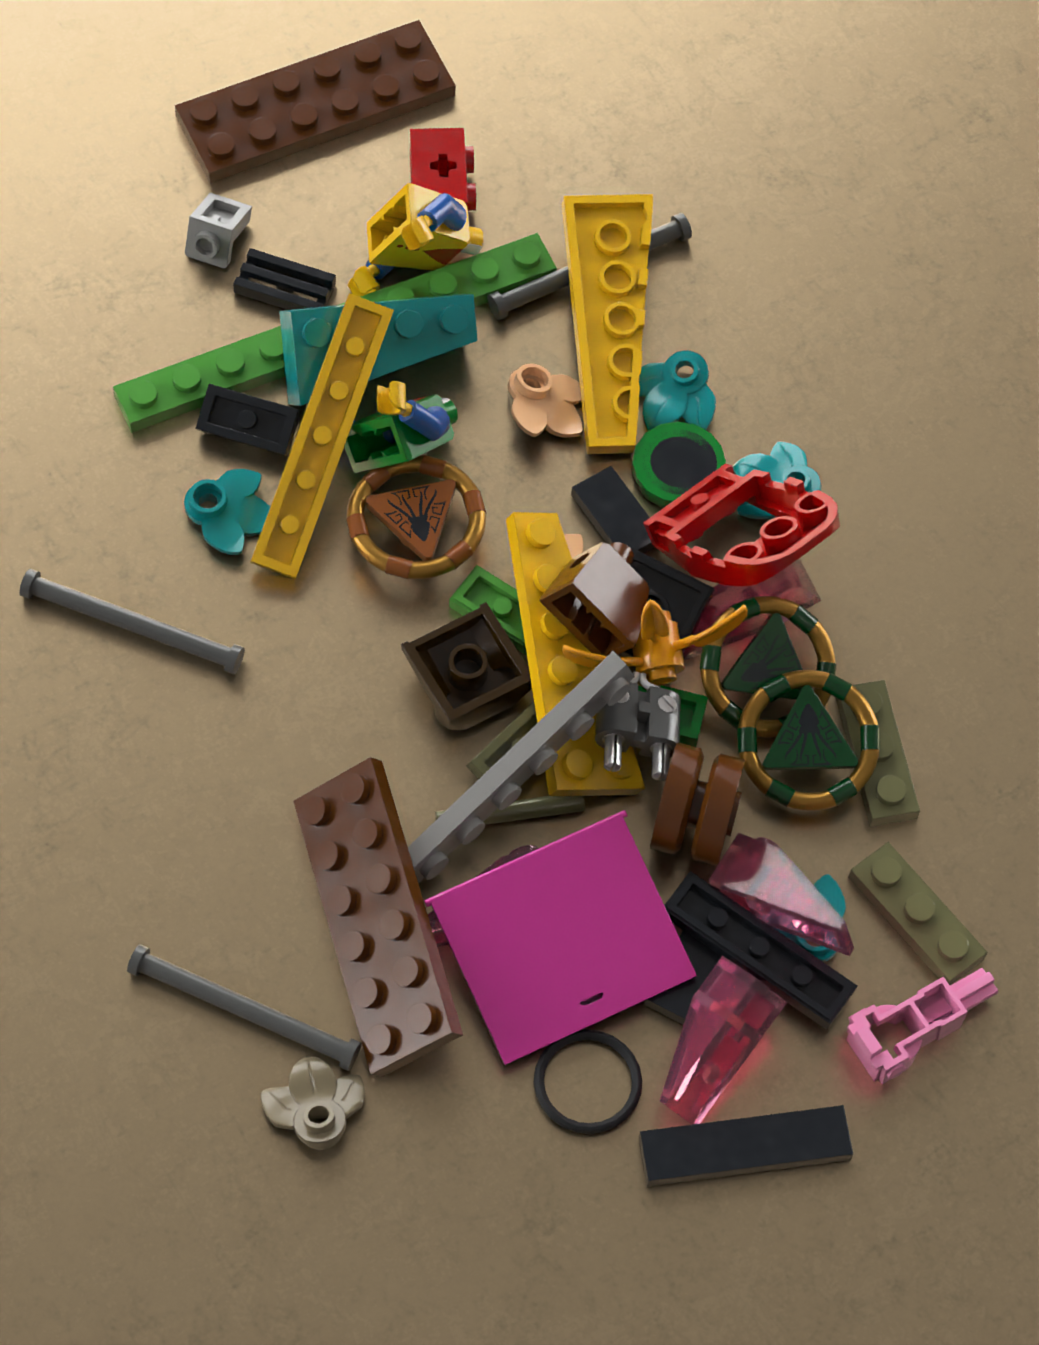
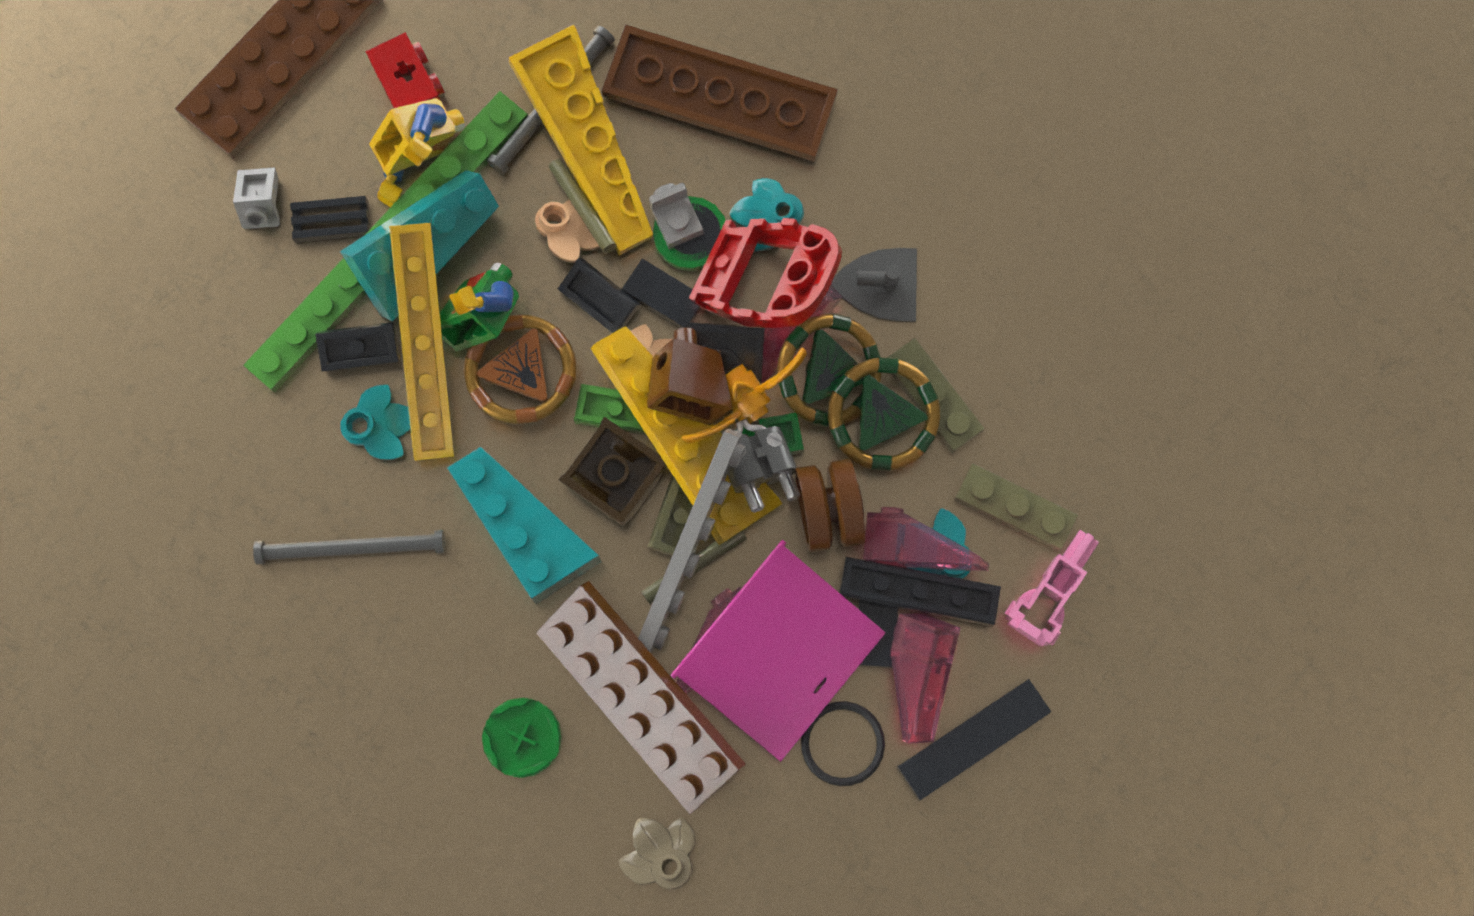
camera: 20 degrees left, 15 degrees up
(220, 907) = (522, 737): none -> green tile
(242, 1006) = (599, 806): dark grey bar -> none
(337, 686) = (529, 535): none -> teal wedge
(542, 480) = (598, 296): none -> black tile
(570, 384) = (582, 206): none -> olive bar
(670, 432) = (675, 214): none -> light grey bracket
(675, 397) = (650, 175): teal plate -> none
(784, 336) = (719, 92): none -> reddish brown plate
(873, 611) = (881, 284): none -> dark grey shield

